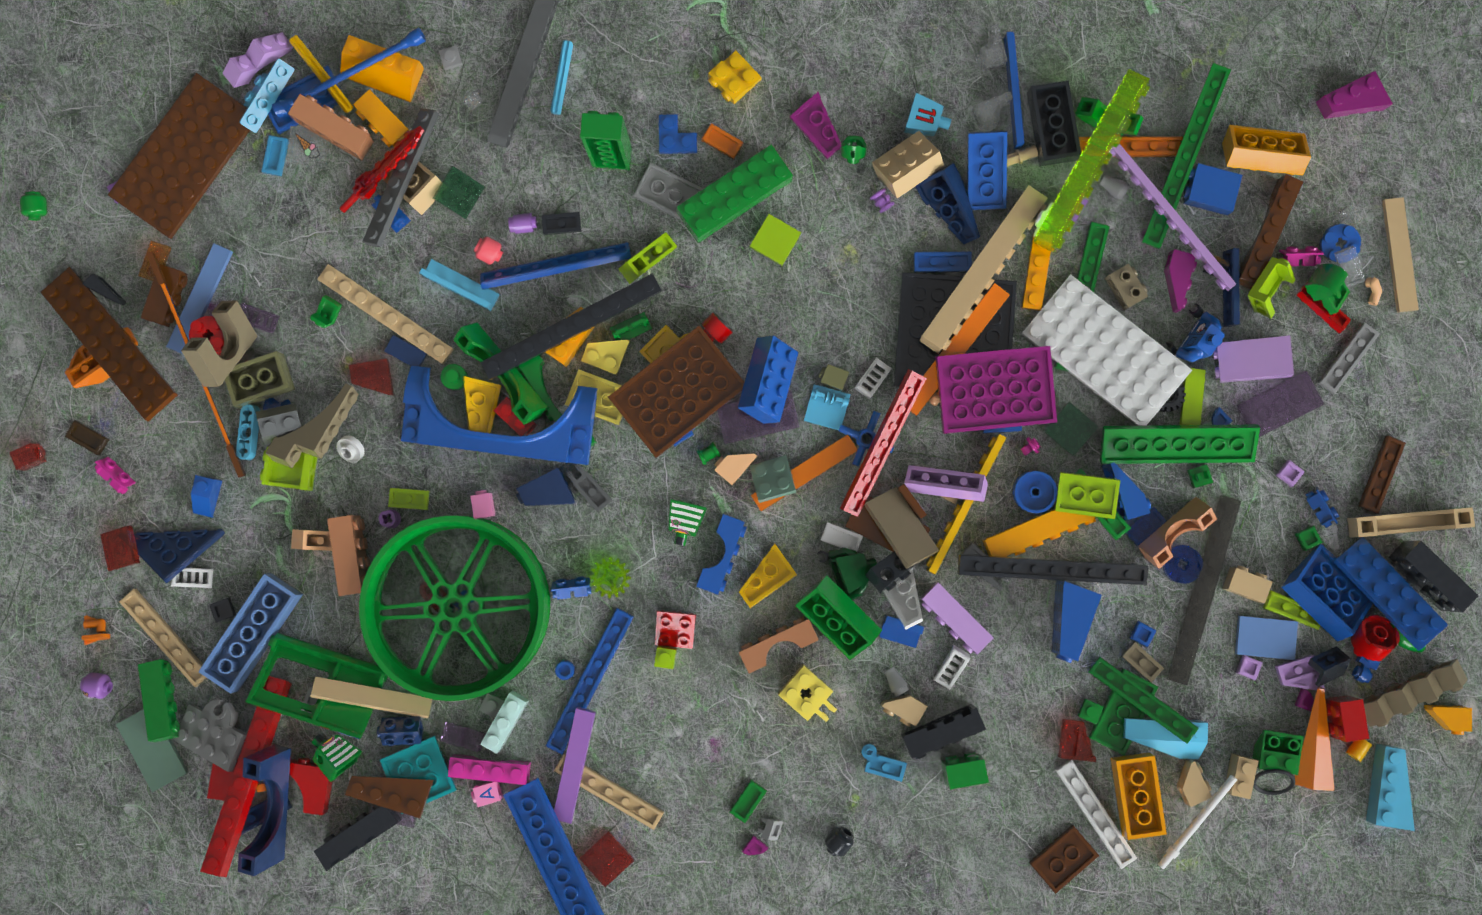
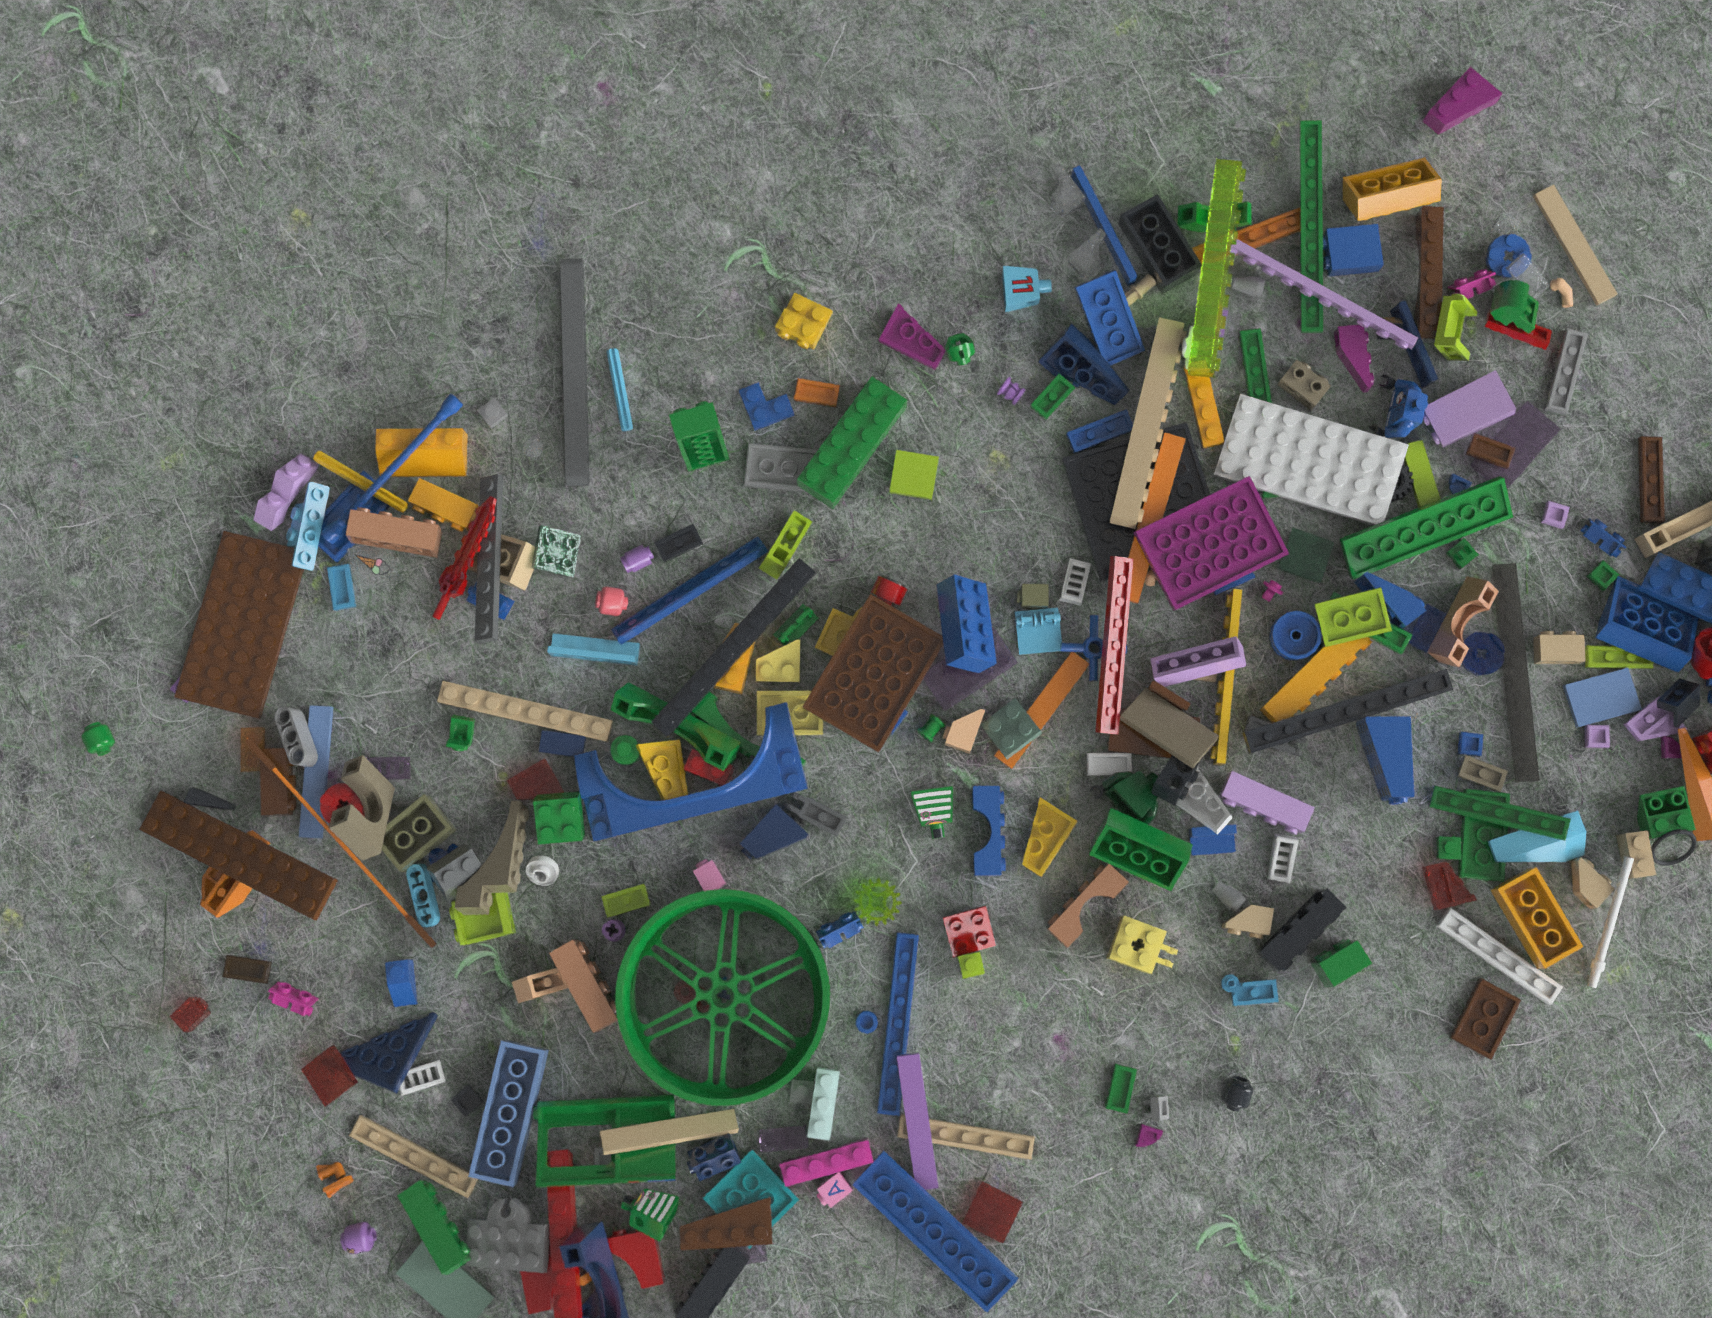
camera: 20 degrees left, 5 degrees down
(192, 265) = (296, 737): none -> light grey beam
(379, 411) = (559, 817): none -> green brick
(908, 164) = (1024, 343): tan brick -> none
(914, 218) = (1052, 397): none -> green plate
(1258, 400) = (1490, 451): none -> reddish brown tile

